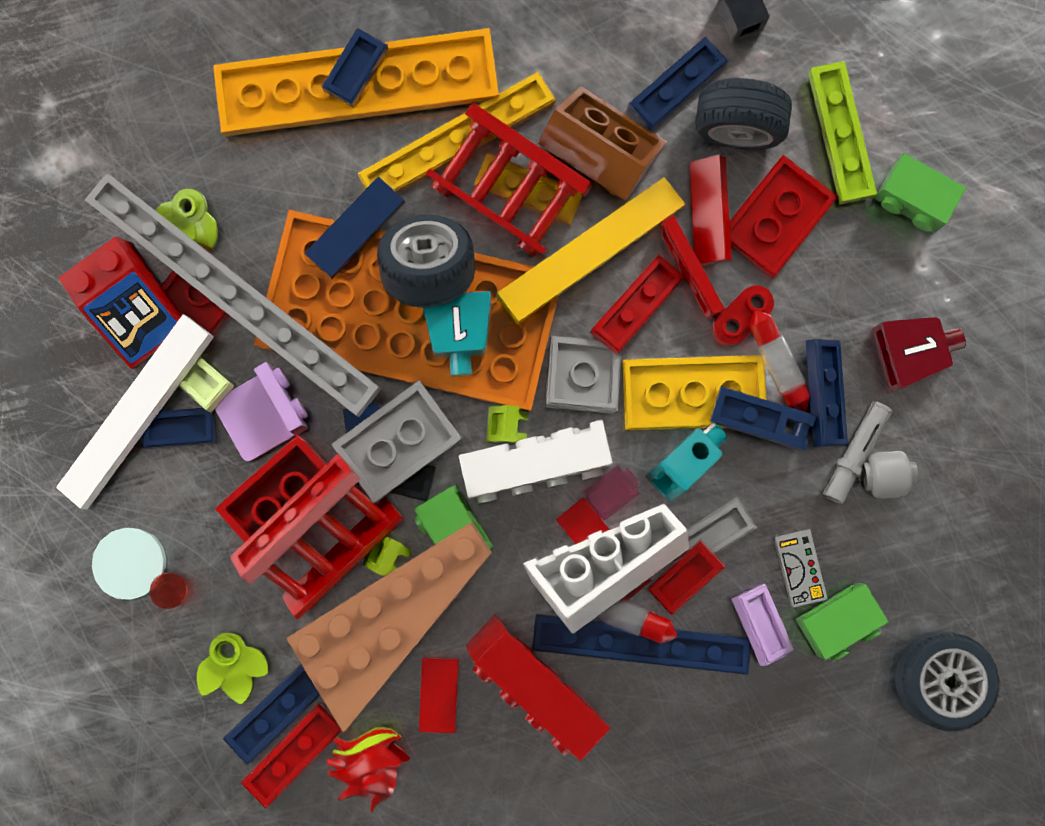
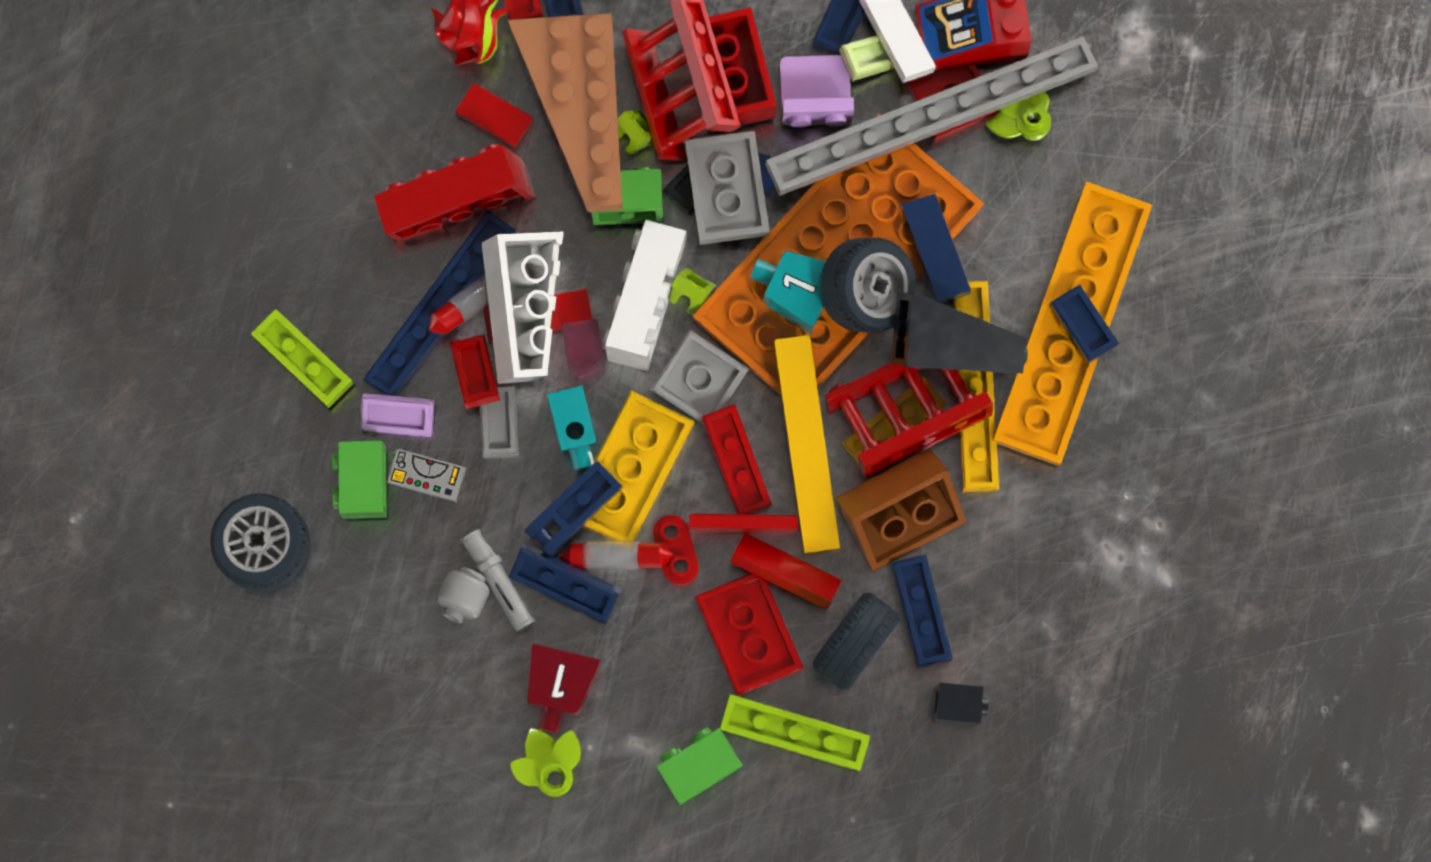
camera: 115 degrees right, 5 degrees down
(437, 164) = (946, 338): none -> black slope
(760, 741) = (302, 358): none -> lime plate
(981, 329) = (545, 757): none -> lime plate

